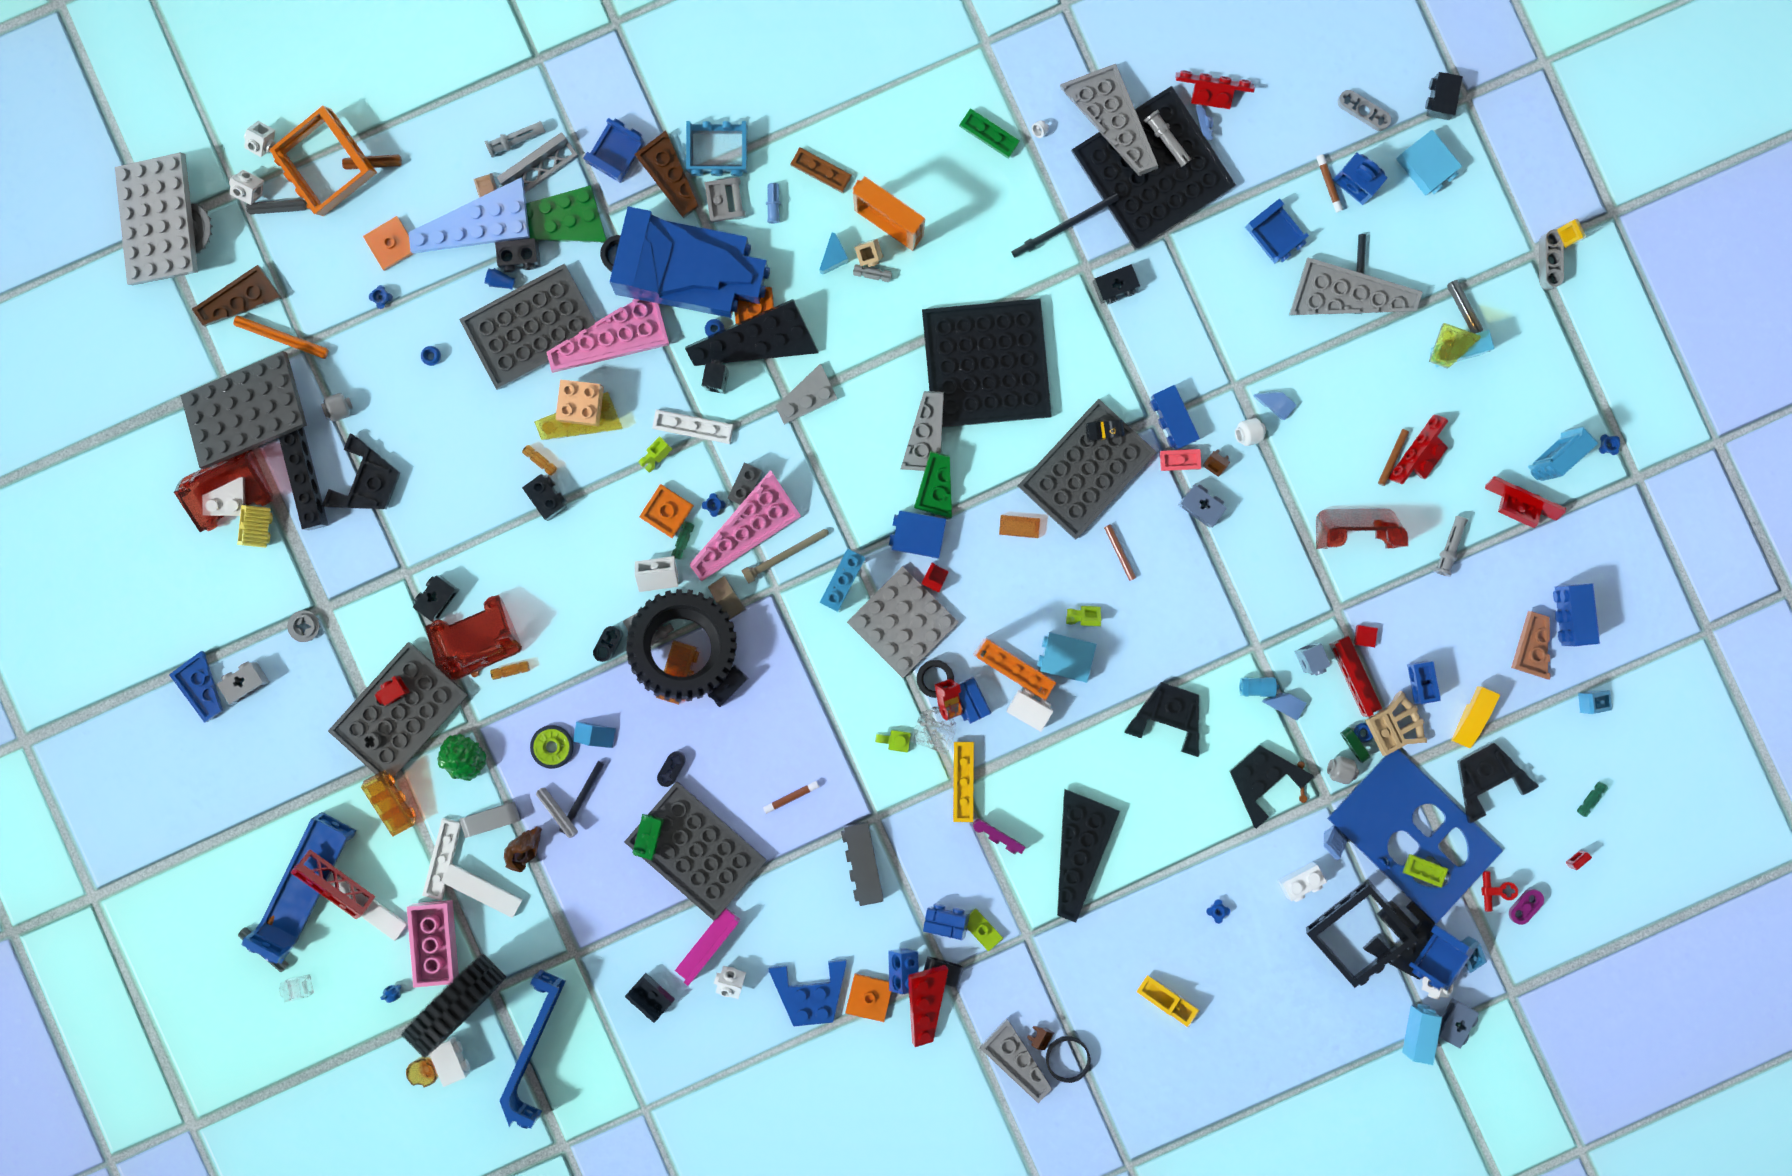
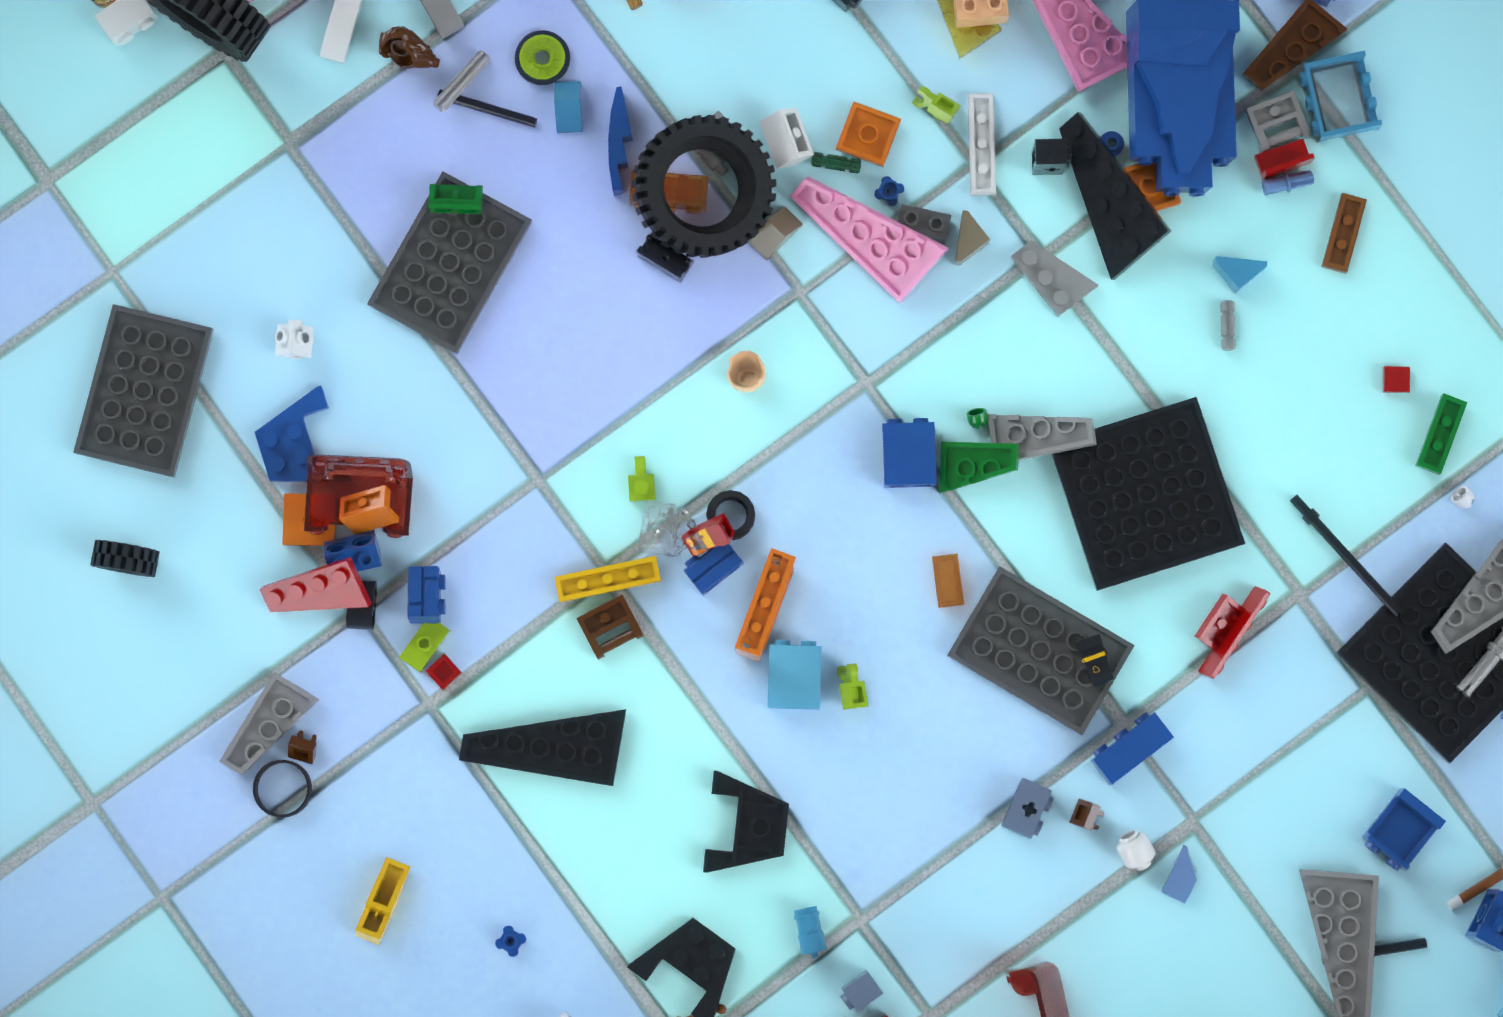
camera: 80 degrees right, 5 degrees down
(512, 1106) = (94, 99): blue panel -> none
(606, 637) = (693, 91): black beam -> none
(623, 700) = (618, 134): none -> blue slope
(649, 997) = (254, 245): black bracket -> none
(667, 766) = (546, 204): black beam -> none
(707, 945) = (334, 303): dark pink fence -> none
(743, 1104) = (143, 390): none -> dark grey plate
(752, 573) = (813, 257): dark tan piece -> none
(754, 202) = (1283, 159): none -> red panel
(764, 452) = (970, 238): none -> dark tan slope
(791, 797) = (542, 367): dark orange bar -> none
(829, 643) = (746, 371): none -> light nougat hair
(842, 580) = (829, 366): dark azure window -> none
(857, 958) = (339, 476): none -> clear red windscreen
(863, 863) = (477, 475): dark grey brick -> none
(869, 253) = (1252, 314): tan brick -> none
(870, 1146) = (124, 558): none -> black tyre
(873, 953) = (367, 510): none -> orange panel
(888, 213) = (1306, 324): orange window -> none
(901, 477) = (977, 417): none -> green hinge
(902, 622) = (793, 459): light grey plate -> none
(935, 577) = (859, 487): red panel -> none
(940, 157) = (1396, 379): none -> red tile
(993, 789) = (606, 619): none -> reddish brown plate
(998, 836) = (548, 636): magenta plate -> none
(1006, 919) = (443, 671): none -> red tile
(1030, 710) = (717, 643): white brick -> none
(1099, 326) = (1226, 627): none -> red bracket
(1120, 553) = (943, 716): bar -> none
(1125, 276) = (1299, 642): black brick -> none
(1180, 460) = (1079, 768): coral plate -> none
(1286, 704) = (795, 973): medium blue slope -> none

